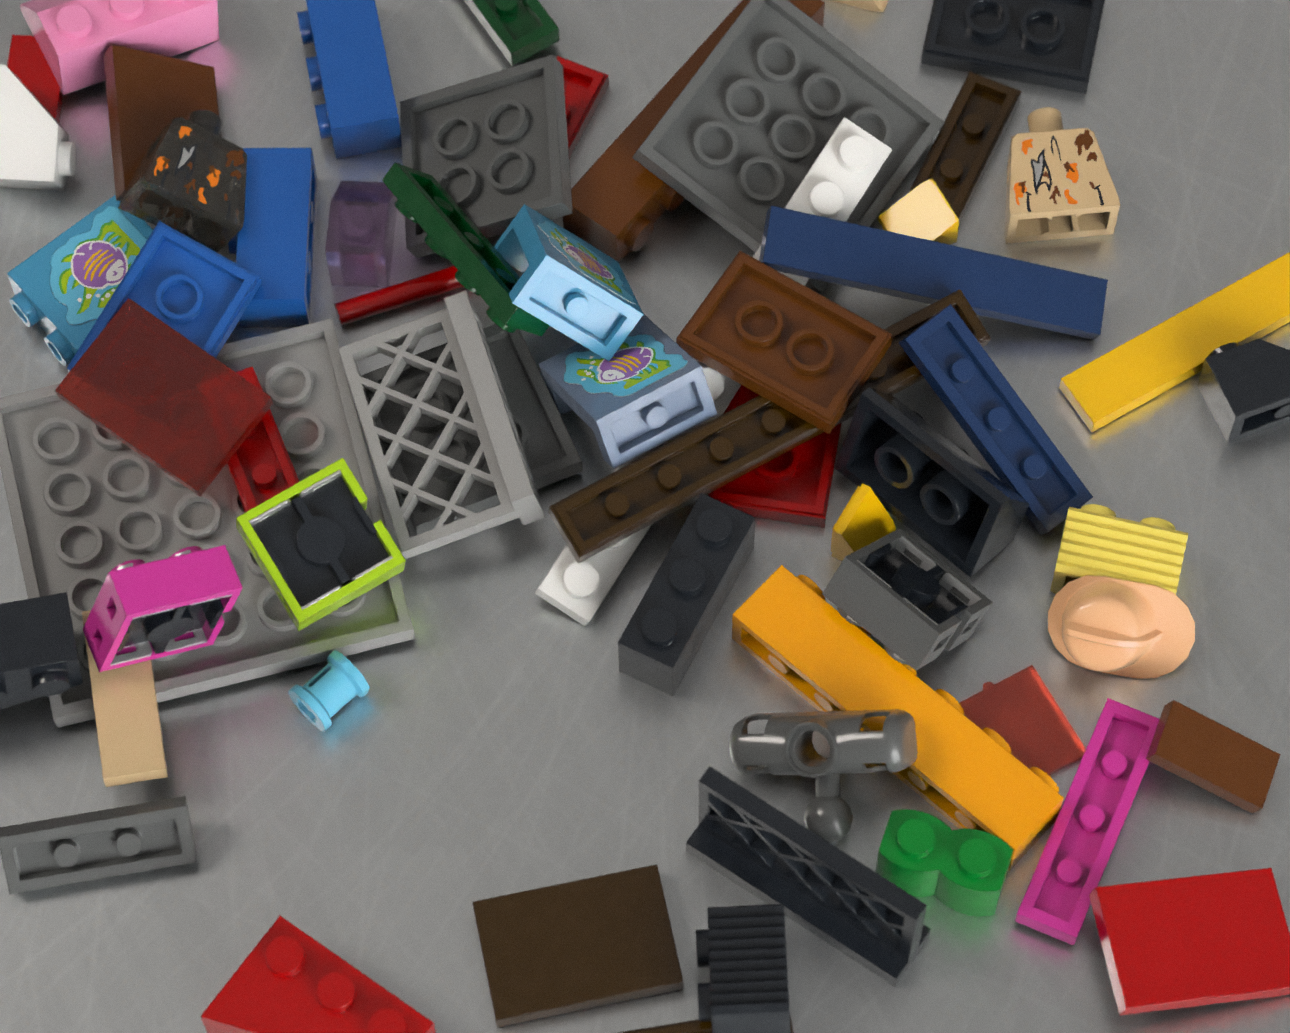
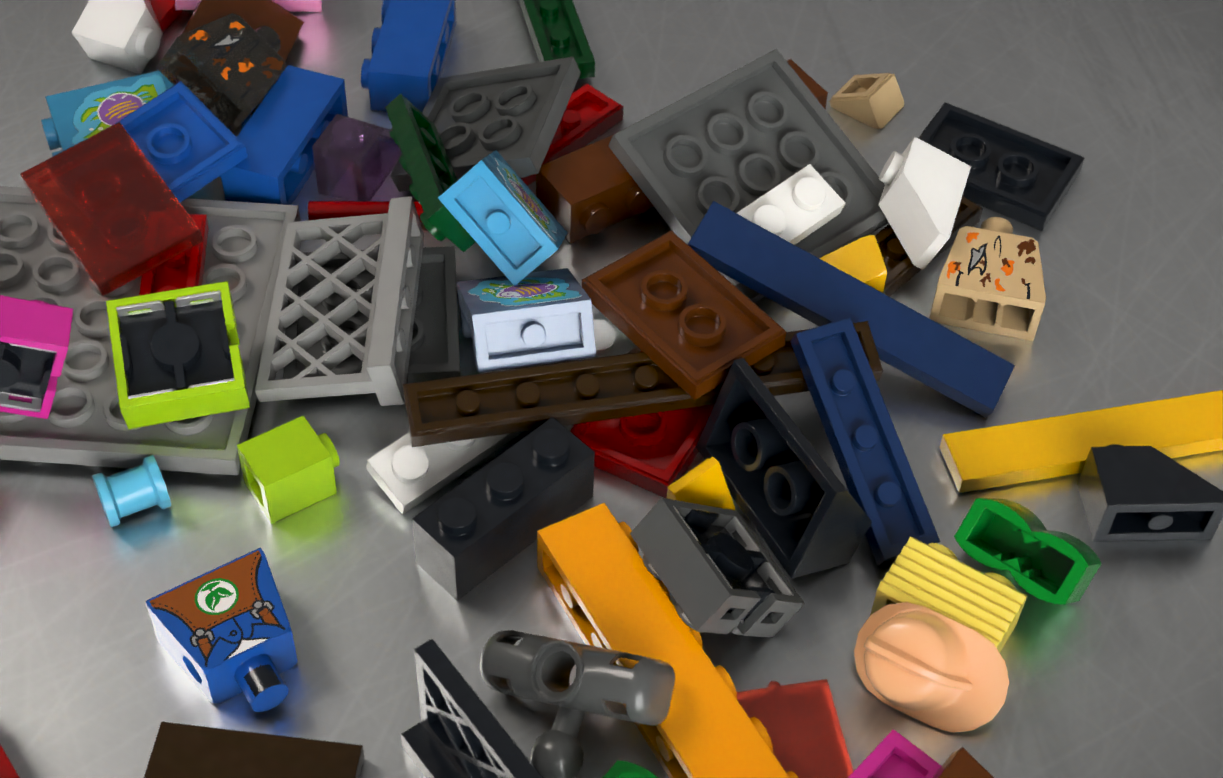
camera: 15 degrees right, 15 degrees down
(466, 619) = (289, 468): none -> lime brick
(493, 800) = (229, 632): none -> torso
(965, 115) = (922, 198): none -> white slope
(1162, 479) = (1040, 560): none -> green brick

